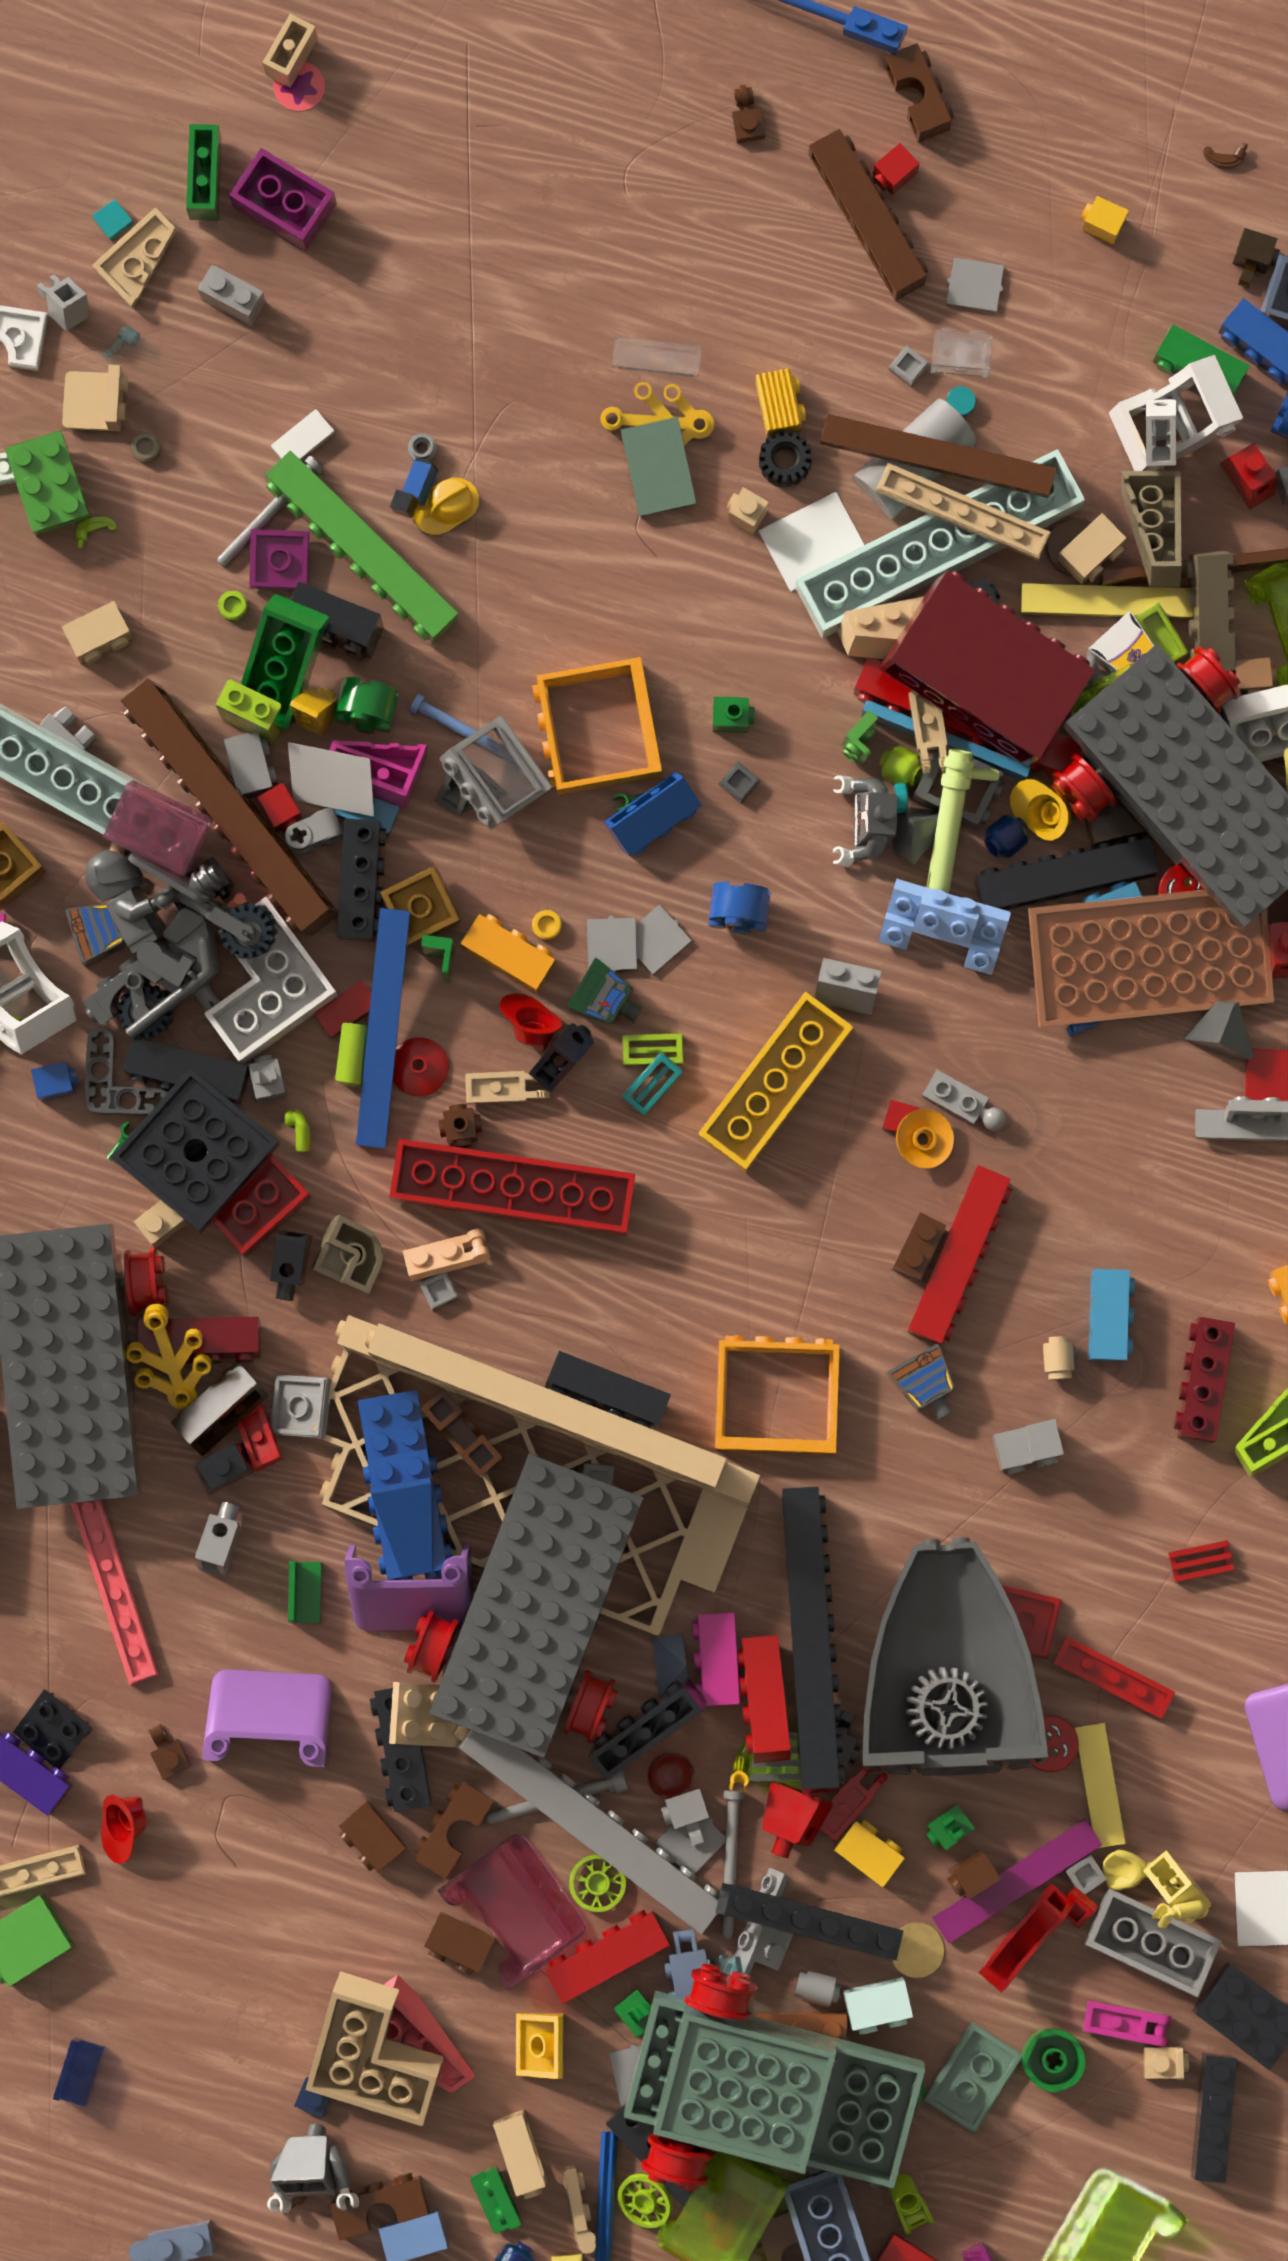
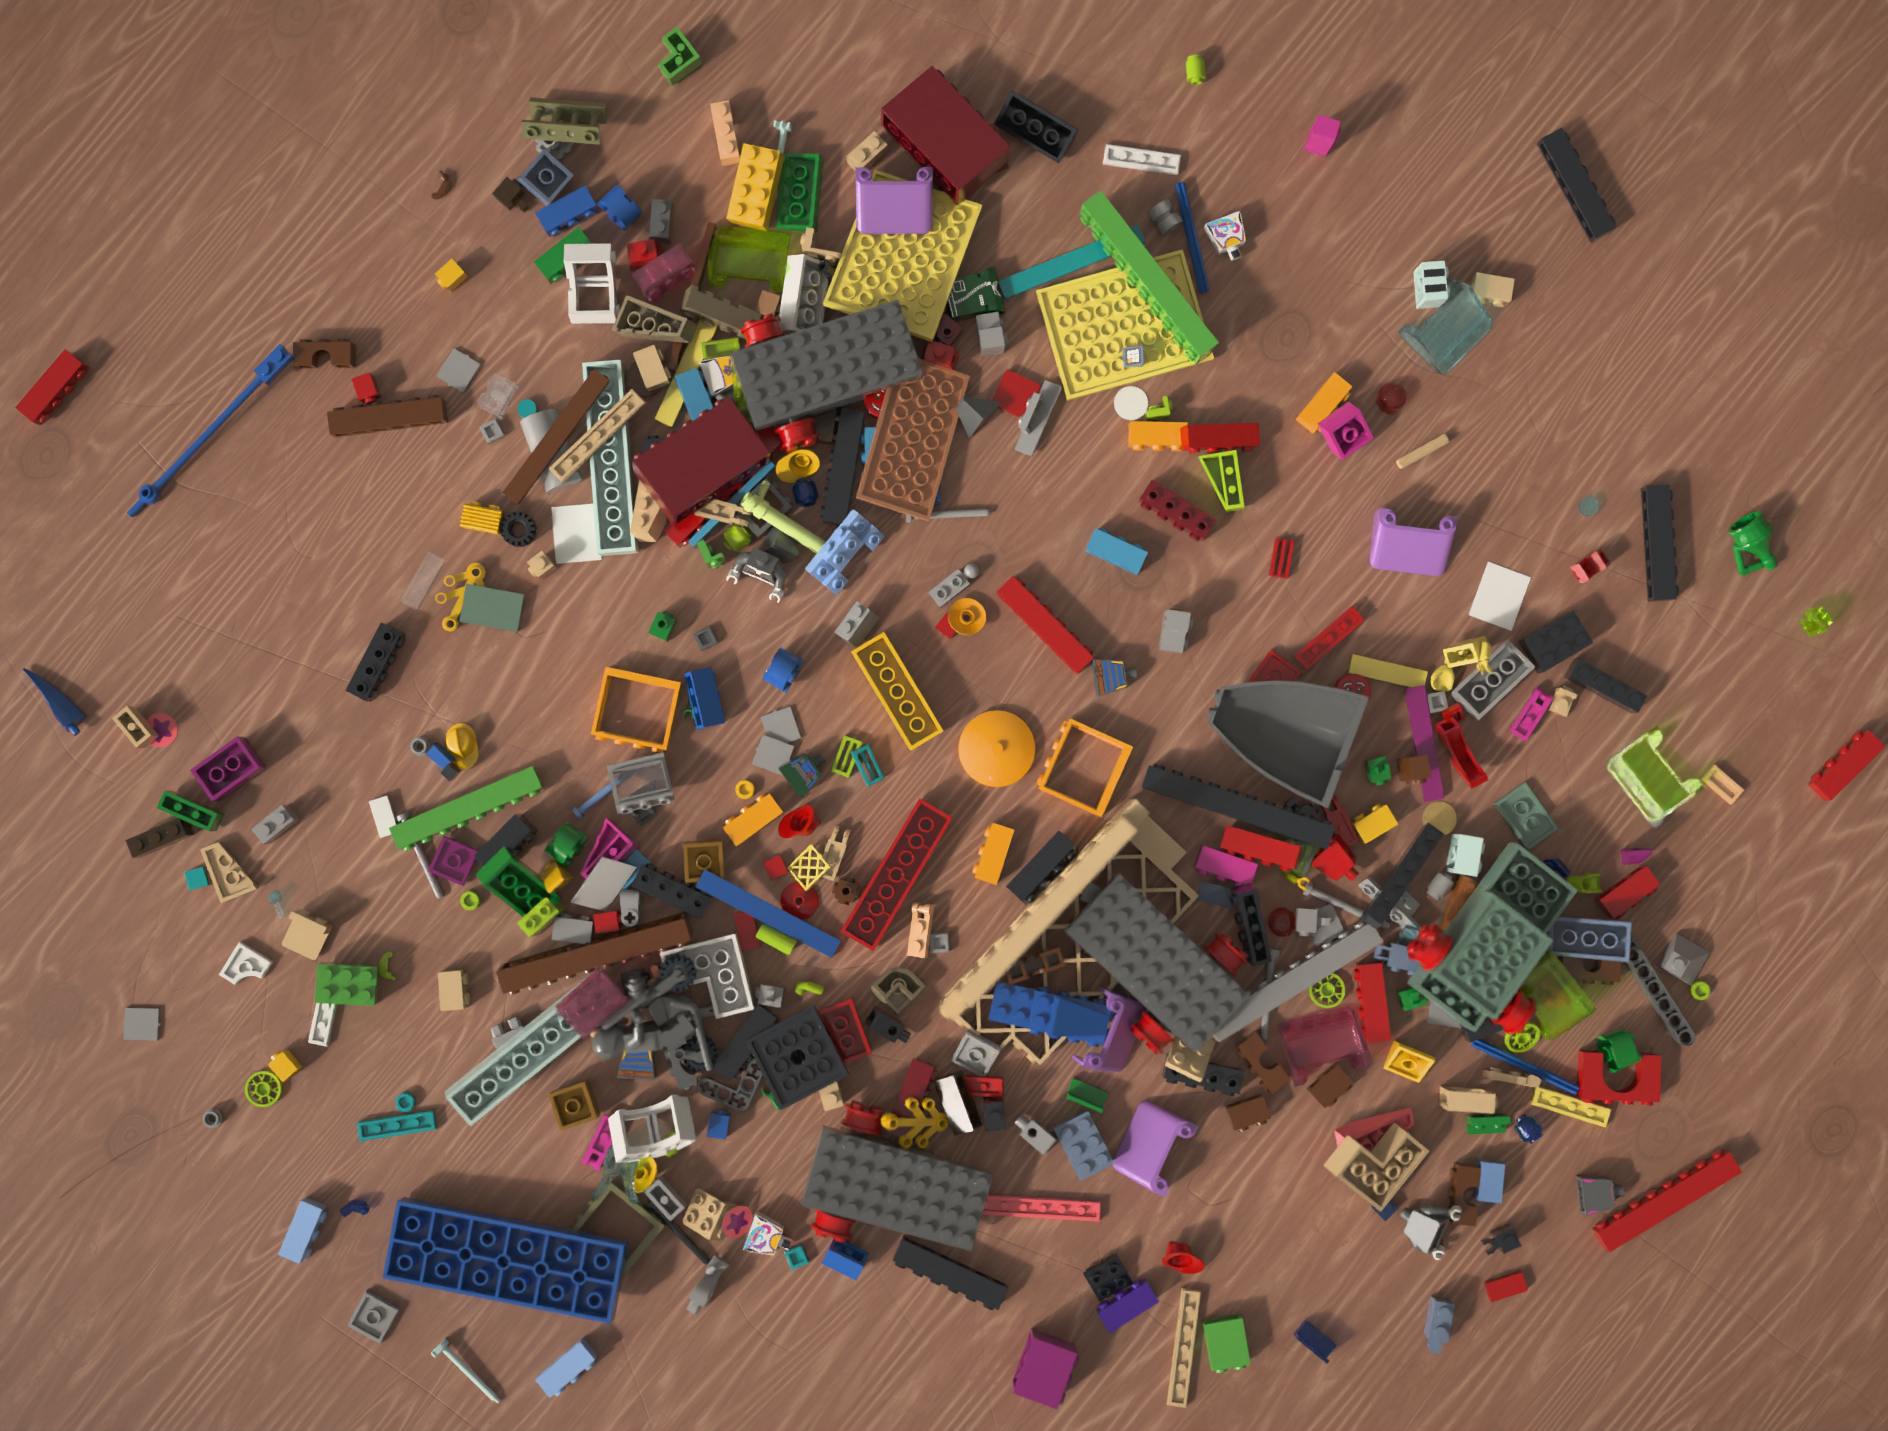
camera: 70 degrees left, 5 degrees up
(65, 302) = (237, 928): light grey brick -> none
(145, 447) = (349, 914): dark tan tile -> none
(148, 145) = (159, 838): none -> dark brown brick
(170, 1755) = (1151, 1214): reddish brown plate -> none
(231, 1614) = (1083, 1144): none -> sand blue brick
(440, 948) = (734, 859): green panel -> none
(452, 1013) = (775, 867): none -> red tile
(478, 1042) = (799, 859): none -> light yellow window
(515, 339) = (375, 662): none -> black brick
(571, 1046) = (826, 806): black torso -> none
(599, 1314) = (993, 853): none -> light orange brick
(747, 122) = (298, 465): reddish brown plate -> none
(752, 1259) = (996, 748): none -> light orange dish
(901, 792) = (755, 544): teal tile -> none
(919, 1247) = (1030, 646): reddish brown brick -> none
(919, 2150) = (1557, 864): none -> arm
(972, 1713) = (1315, 746): light grey gear -> none
(1058, 1358) = (1129, 591): tan brick -> none
(1061, 2075) = (1546, 765): green brick -> none
(1065, 1061) = (954, 514): none -> light grey bar
(1083, 621) = (693, 392): none -> dark azure brick
(1160, 426) = (594, 293): white torso -> none
(1235, 511) = (664, 272): none -> clear pink brick

